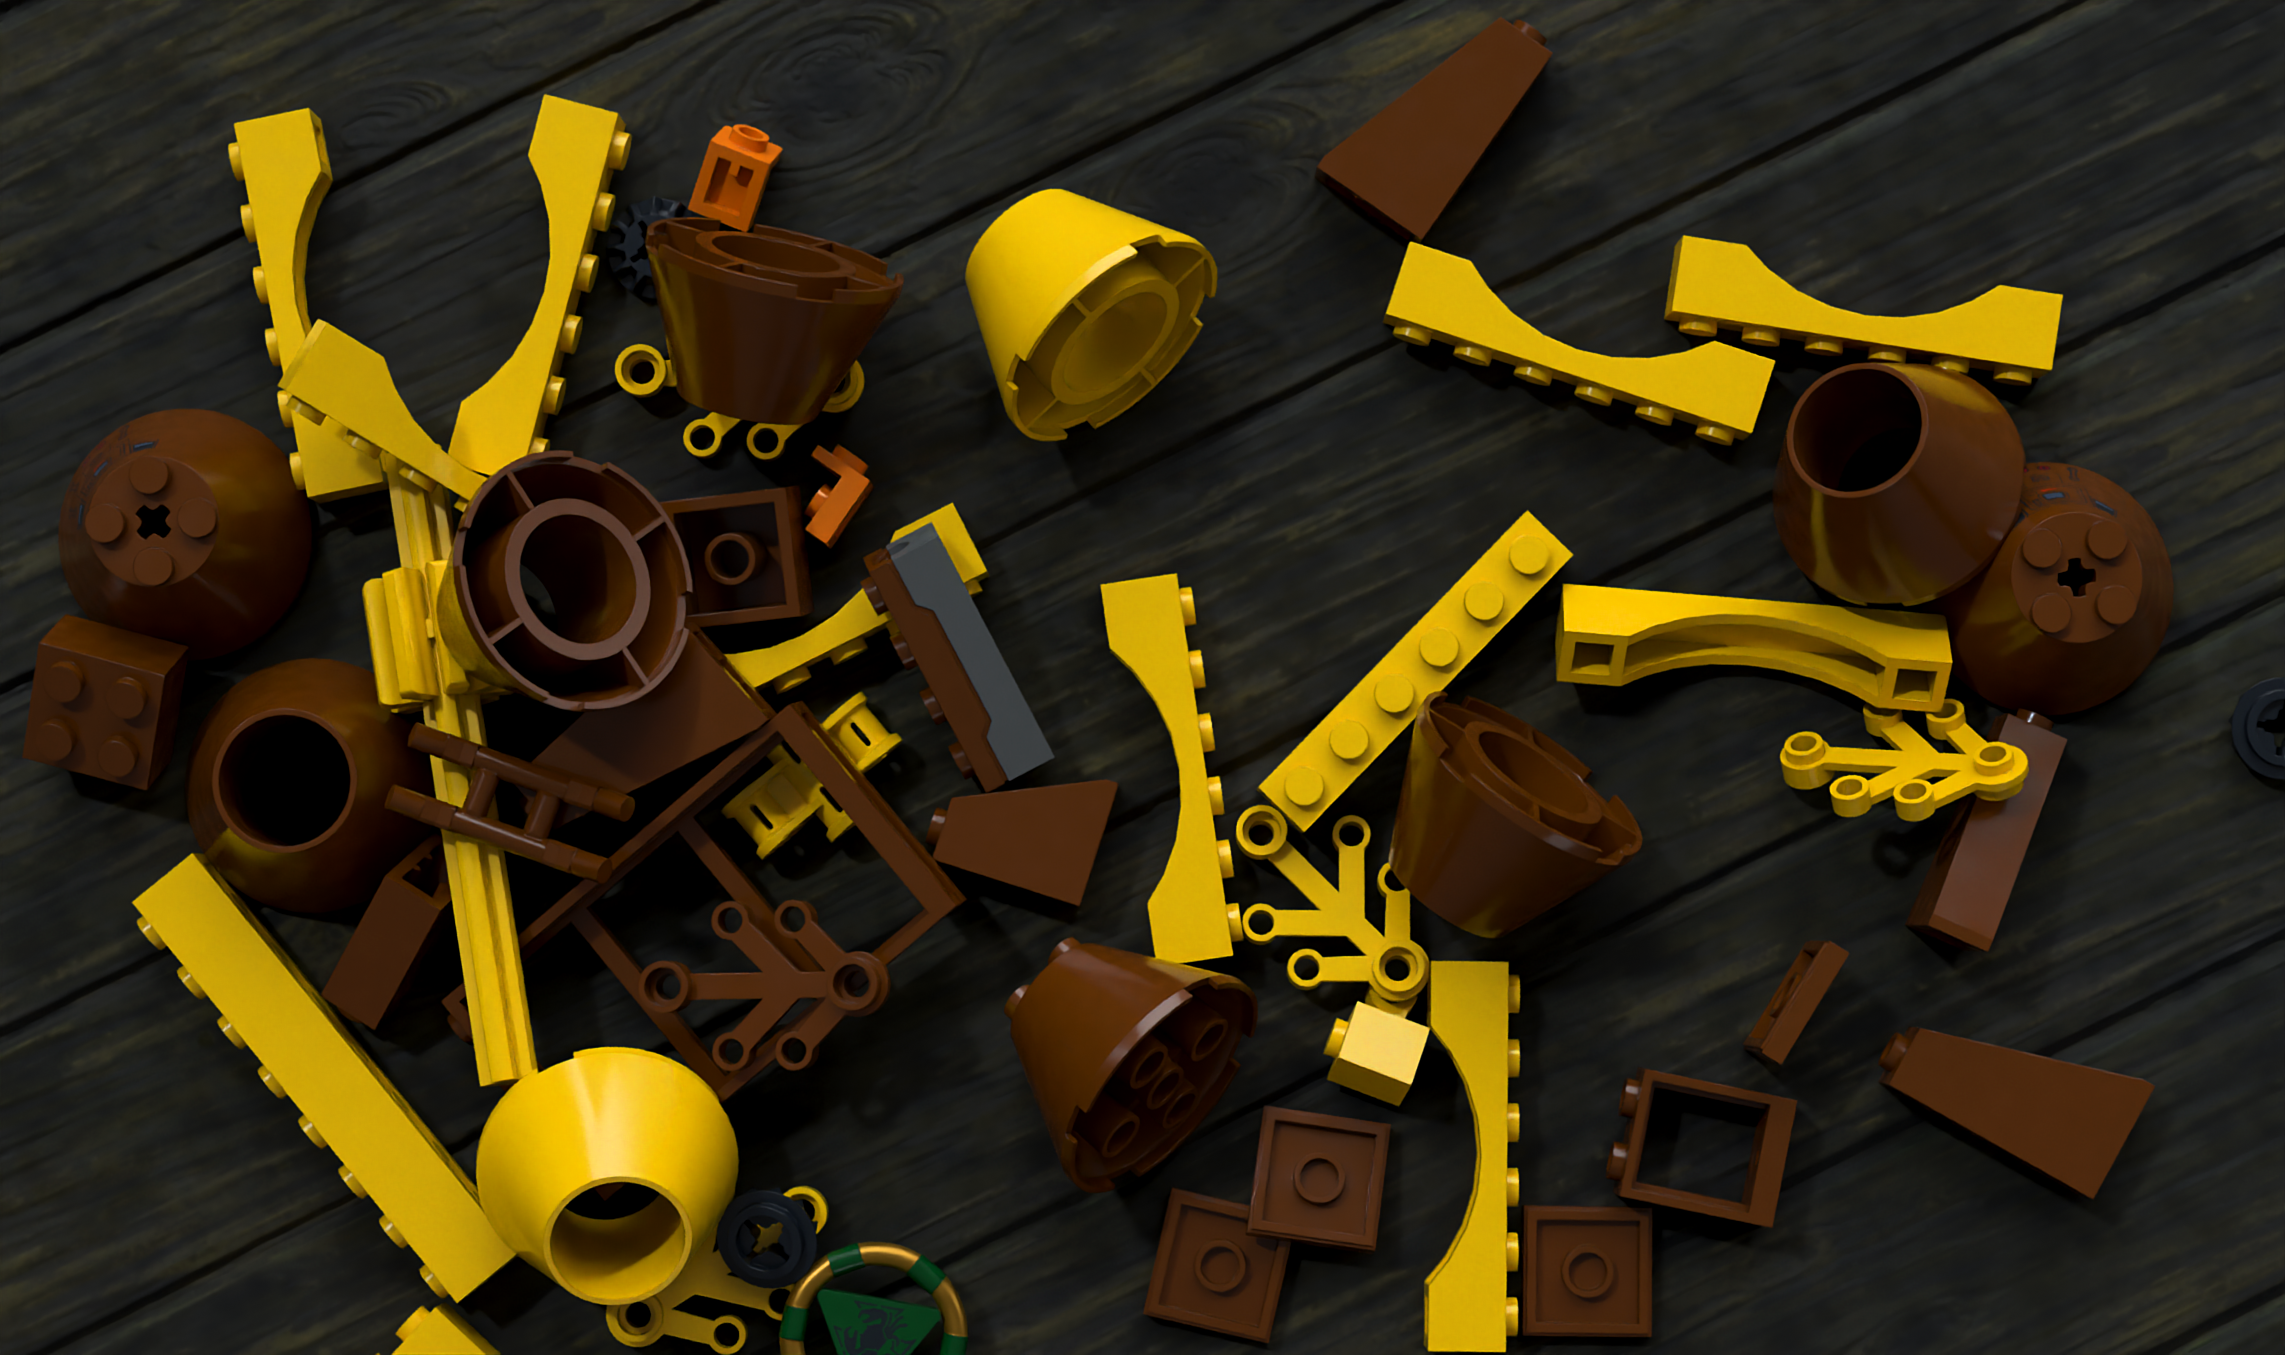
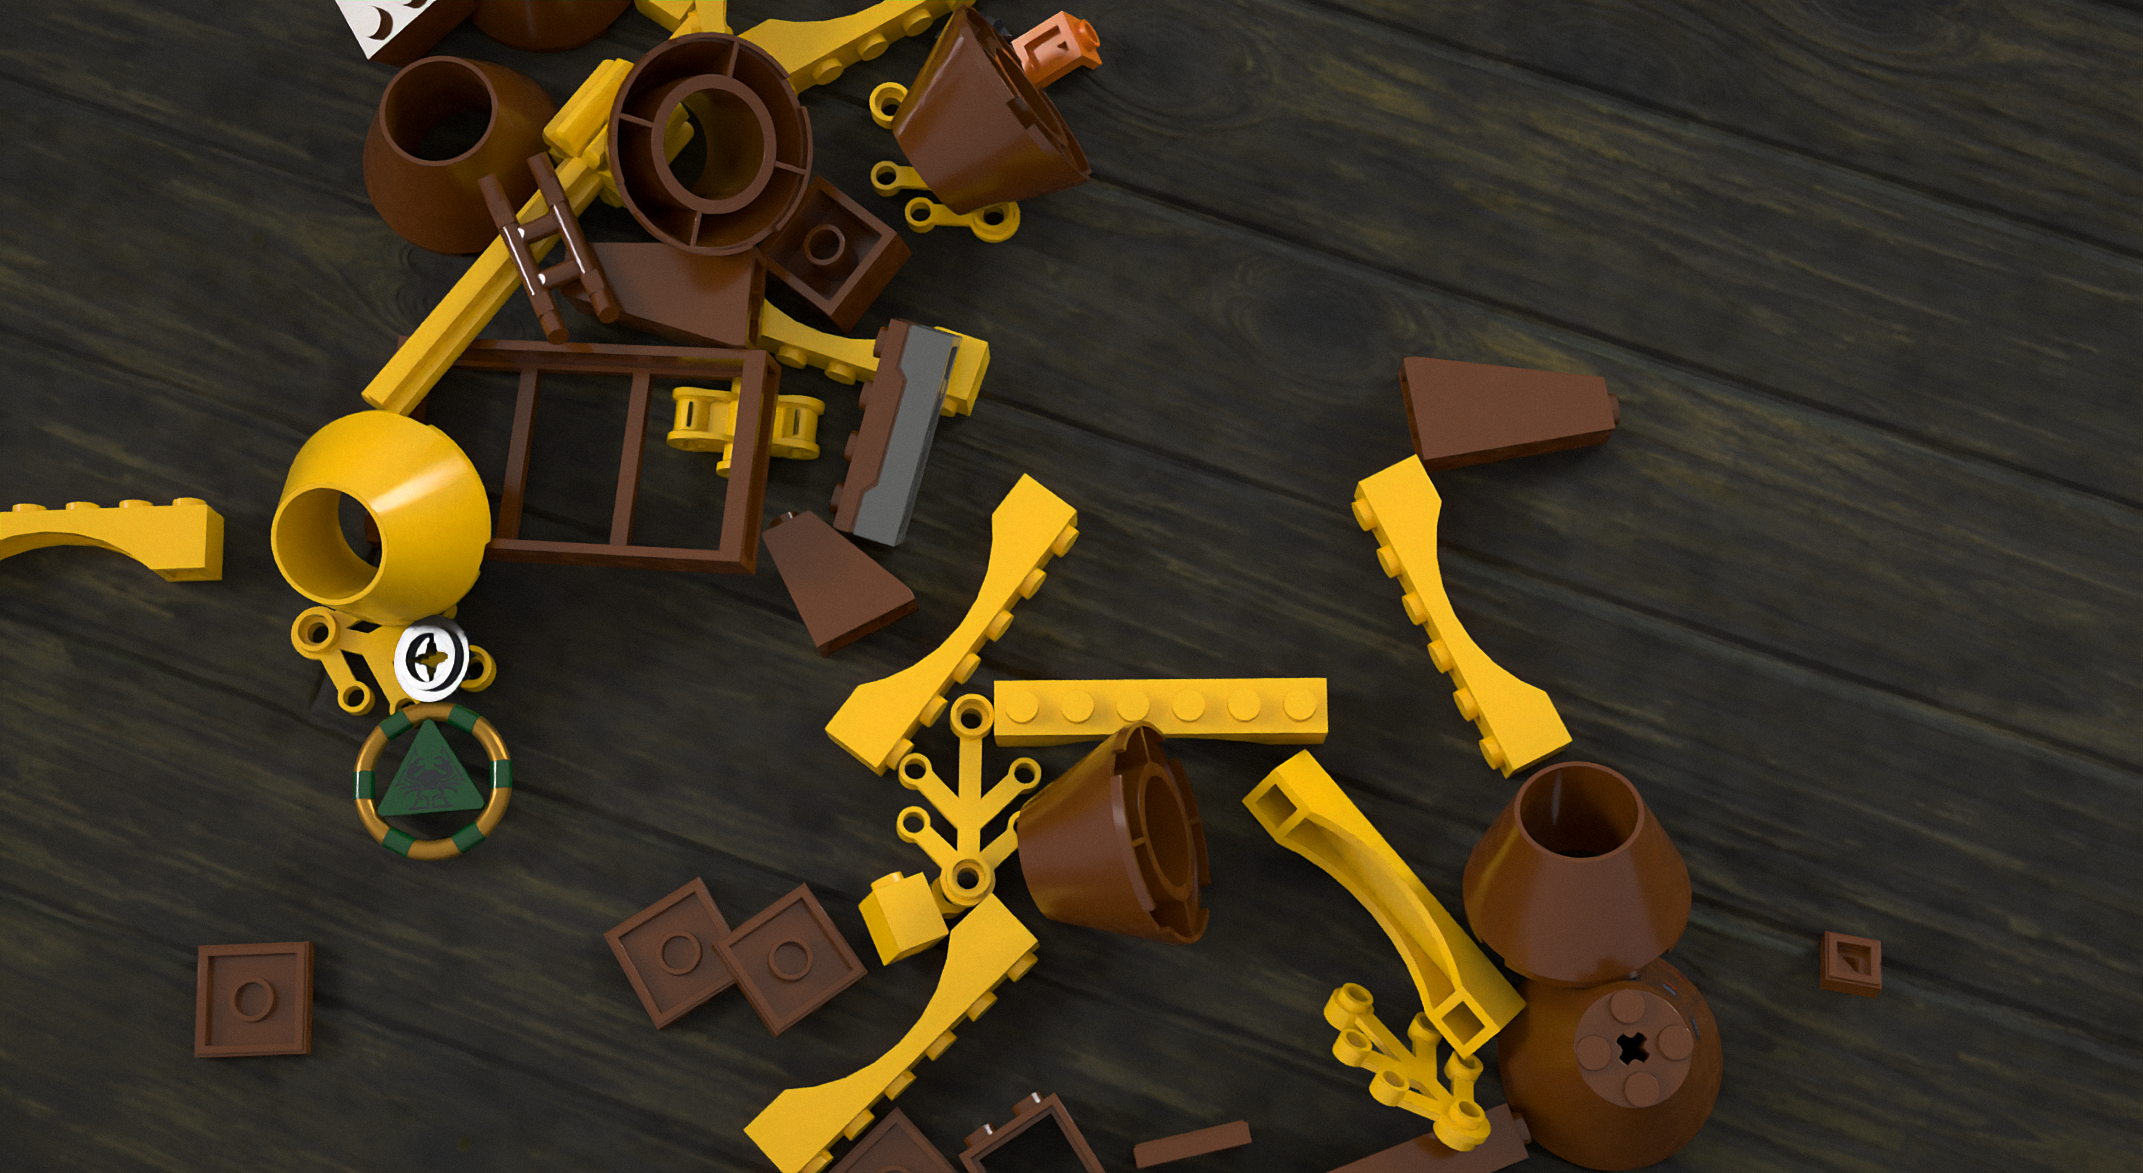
camera: 50 degrees right, 10 degrees down
(325, 1073) = (295, 315): yellow brick -> none
(394, 937) = (407, 276): reddish brown slope -> none
(778, 985) = (588, 507): reddish brown plant -> none
(835, 507) = (924, 285): orange bracket -> none
(1083, 308) = (1177, 305): yellow cone -> none
(1125, 1054) = (748, 763): reddish brown cone -> none
(1732, 289) = (1729, 860): yellow arch -> none
(2166, 321) = (1850, 964): none -> reddish brown tile

